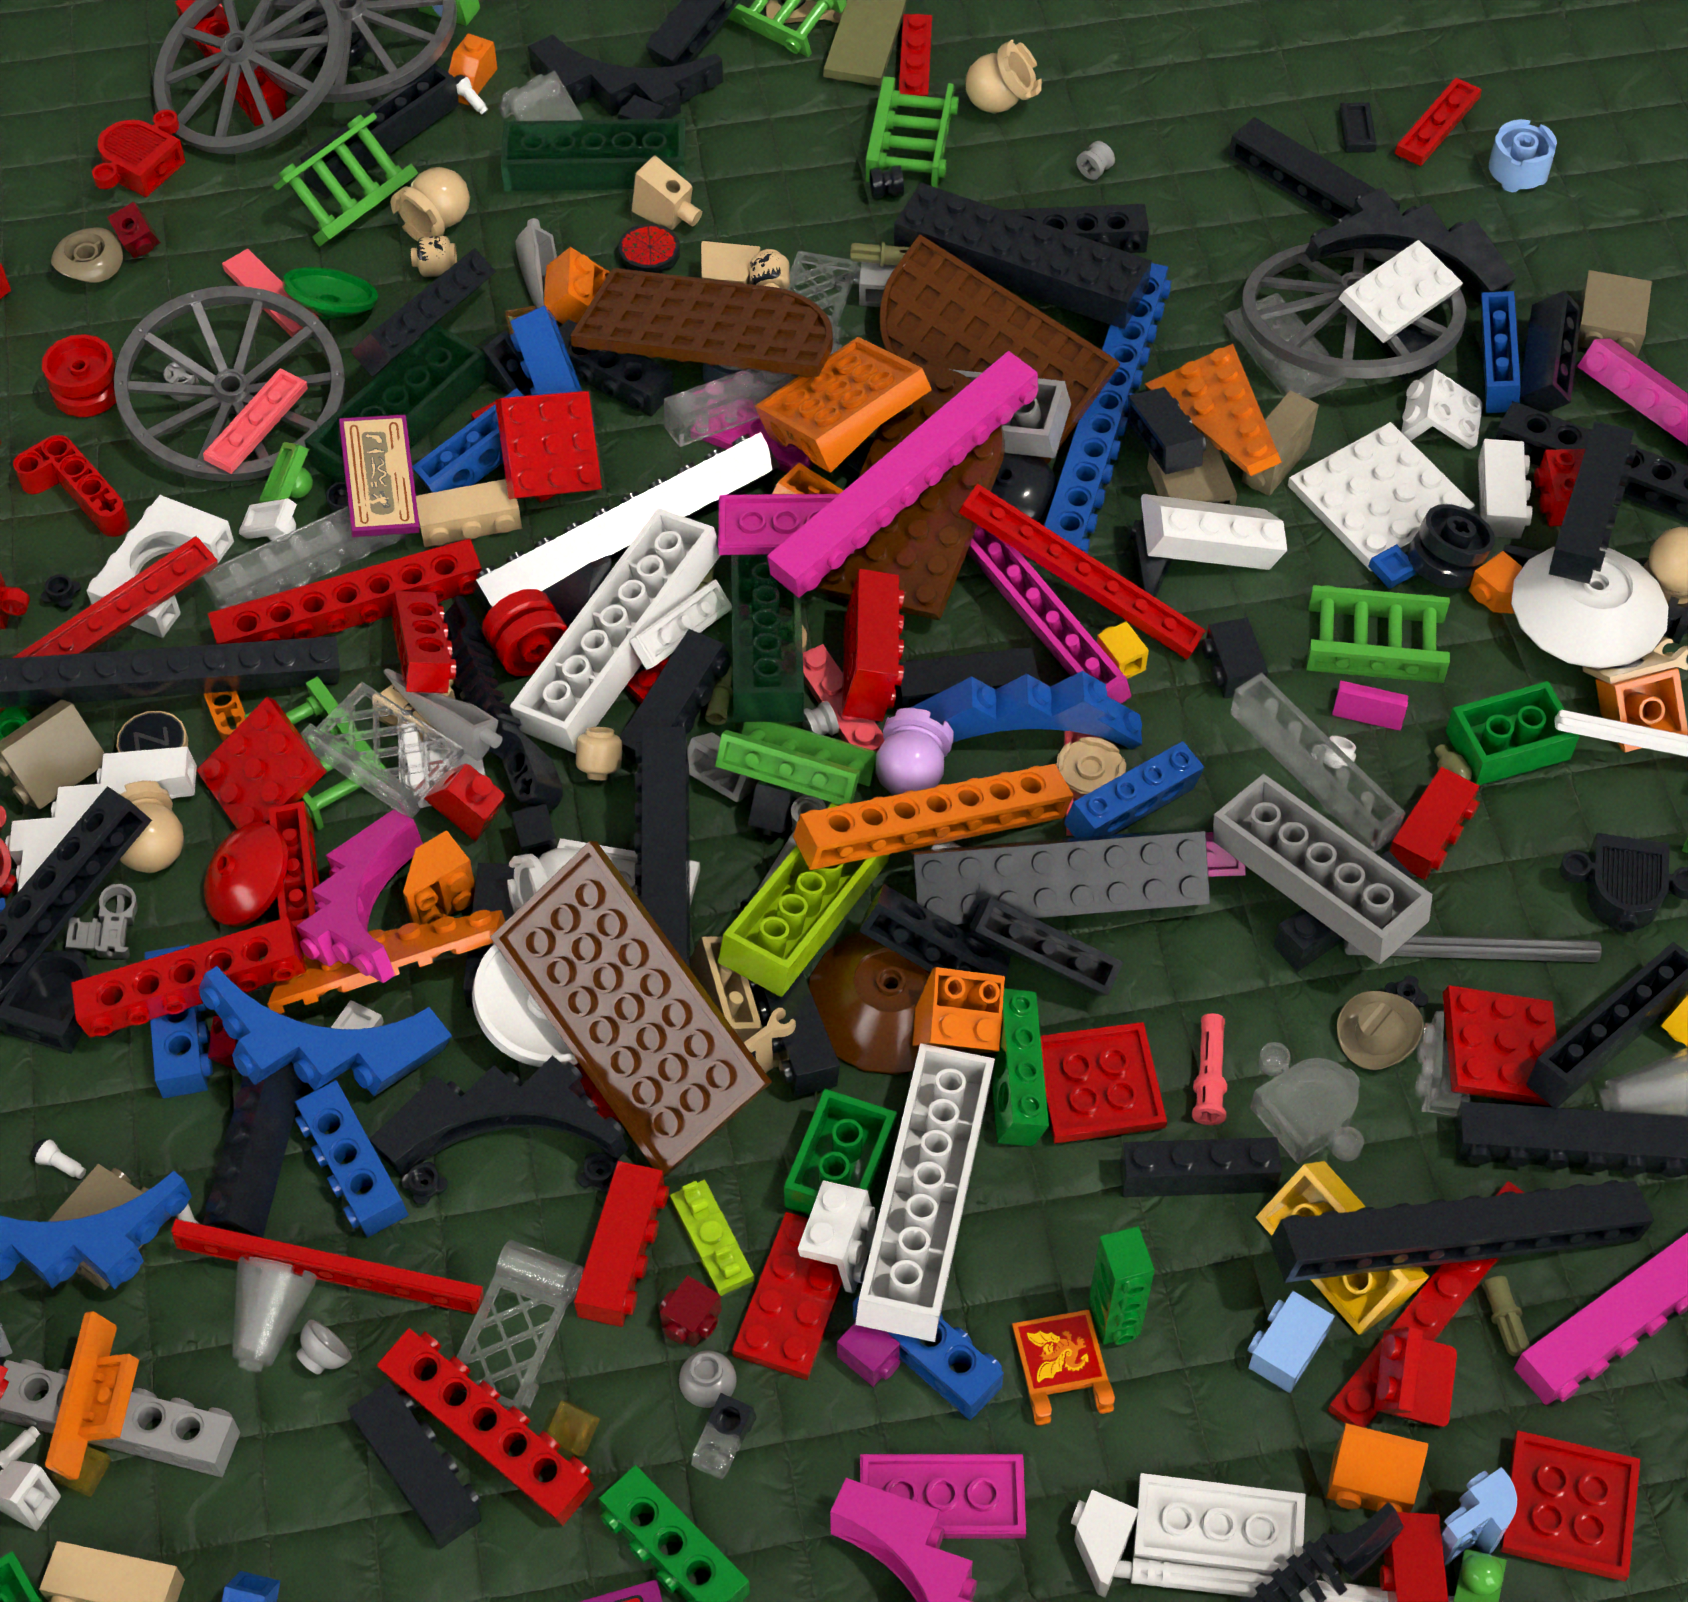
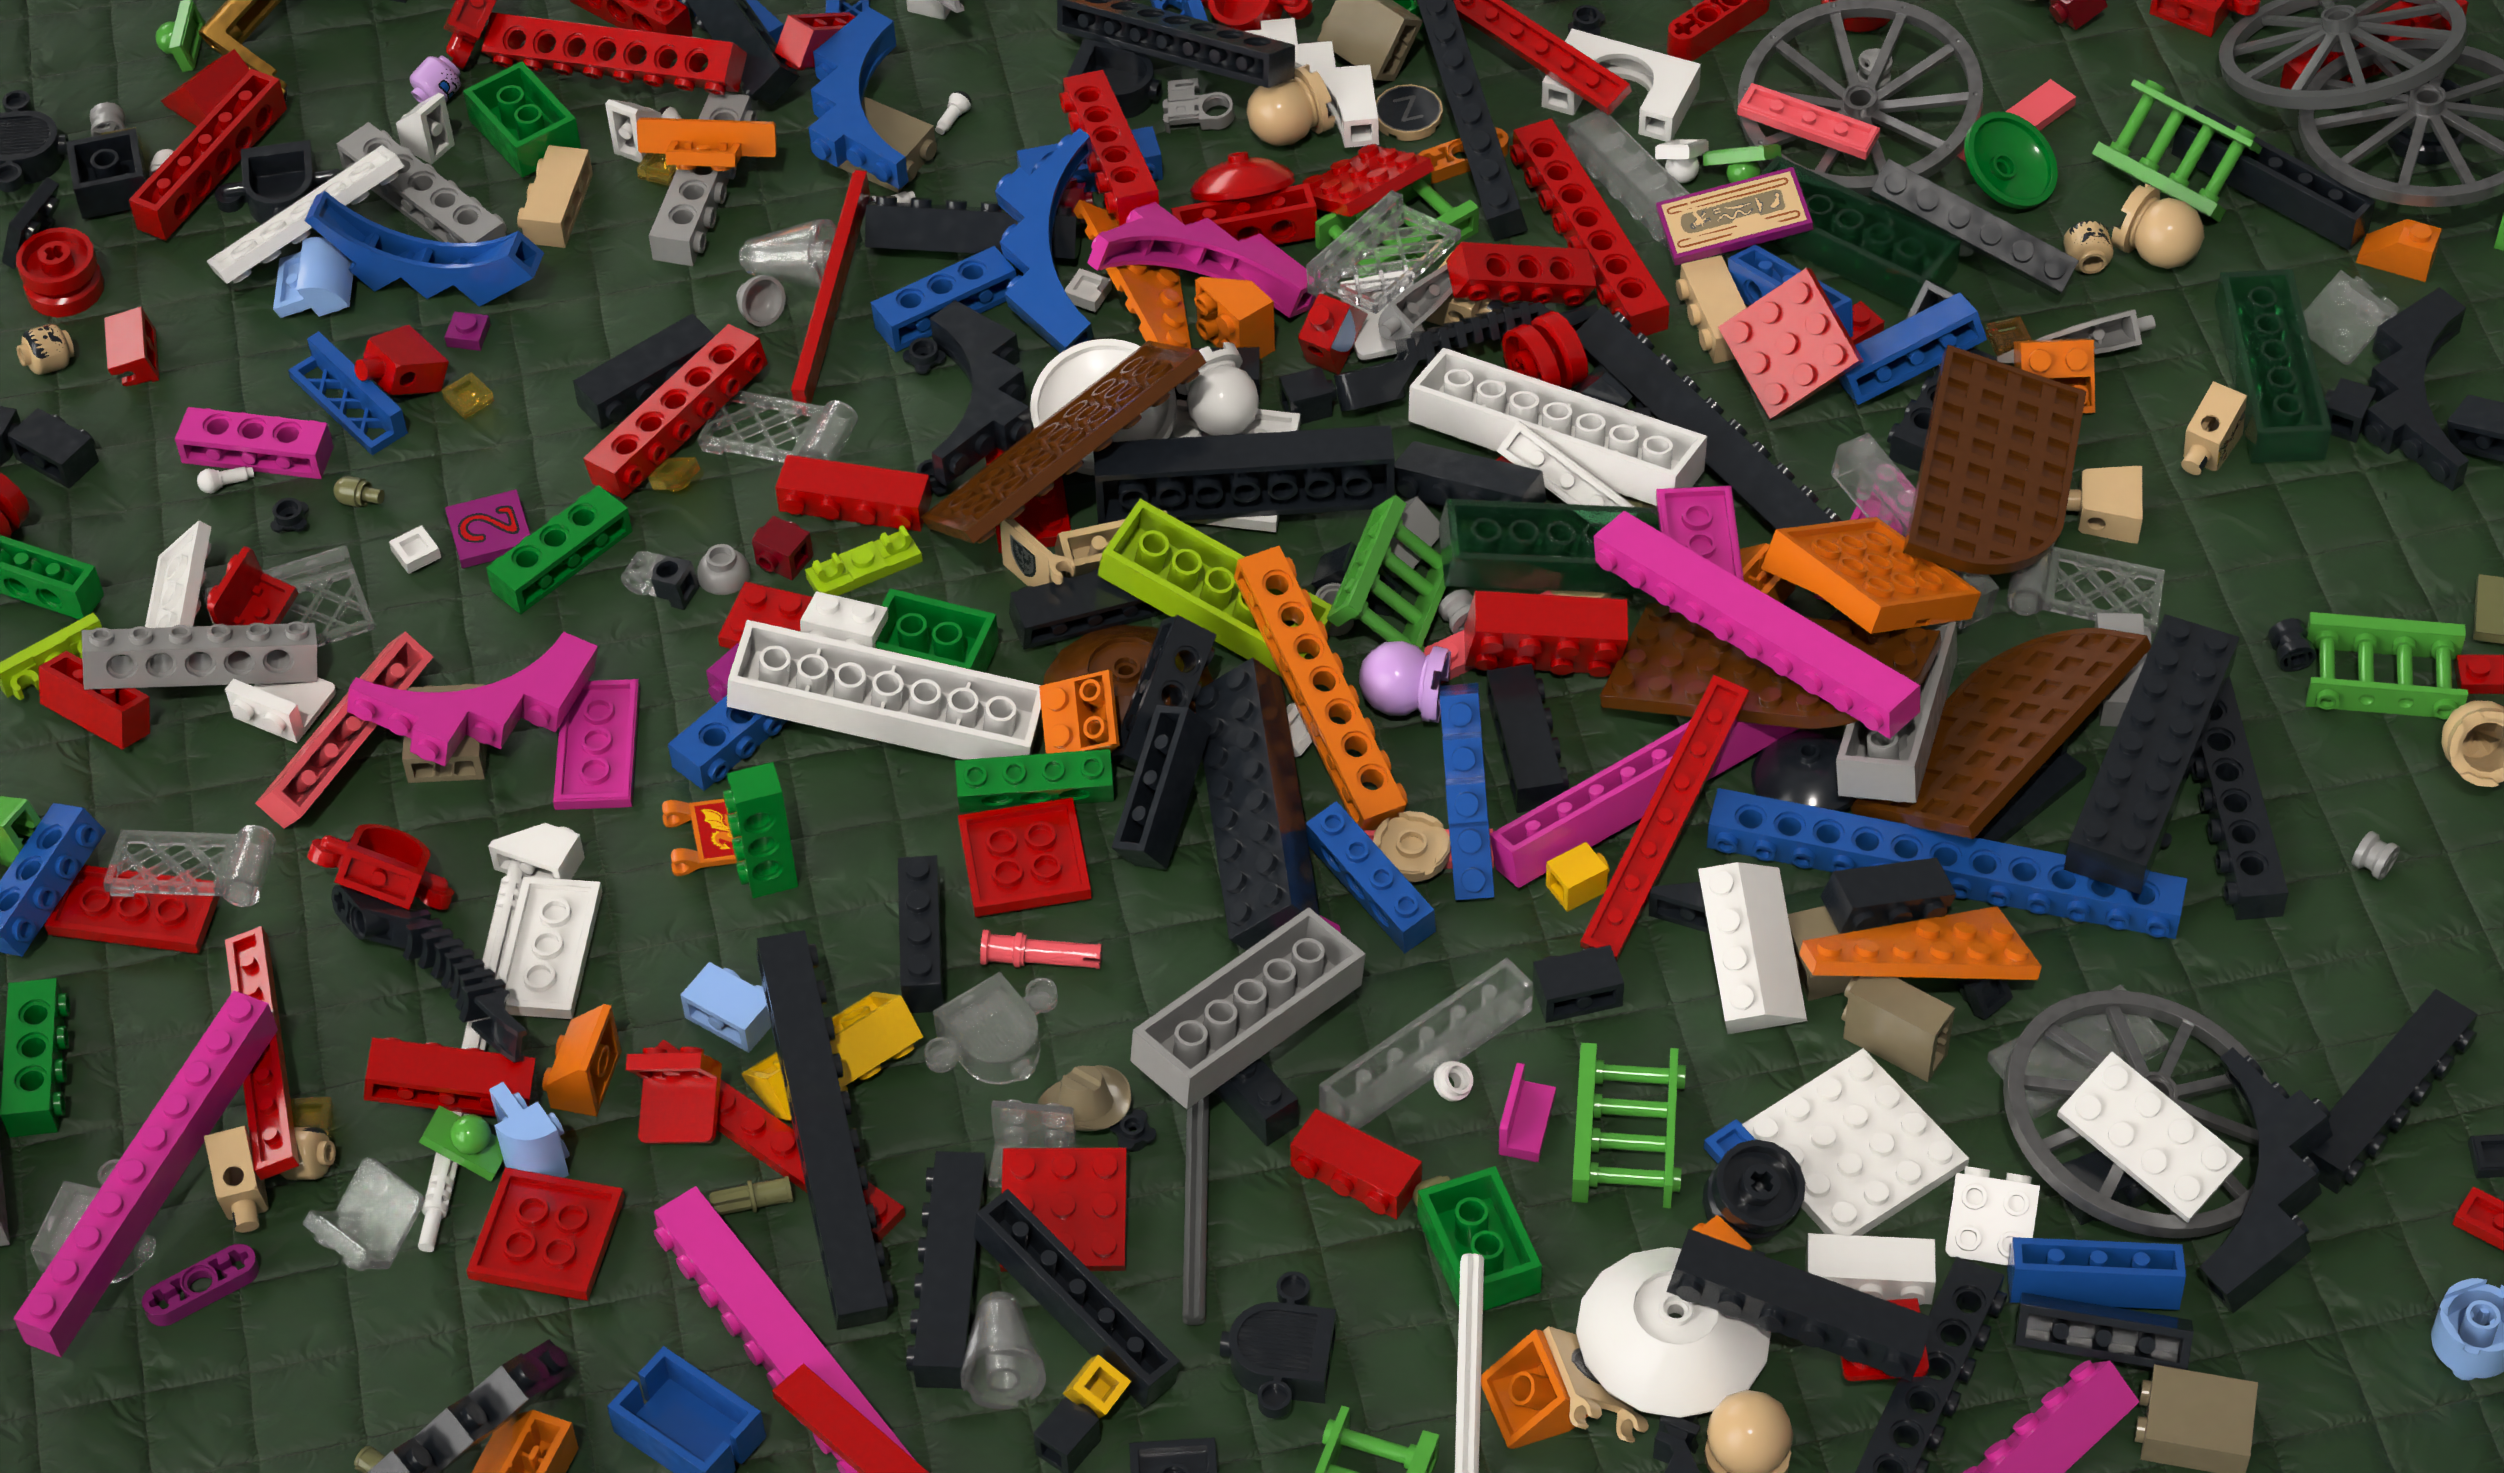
camera: 90 degrees right, 5 degrees down
(465, 89) = (2364, 241): white piece -> none
(598, 752) = (1407, 428): tan head -> none
(649, 248) = (2143, 435): tile -> none
(770, 269) = (2099, 530): tan head -> none
(878, 254) = (2135, 613): olive axle -> none

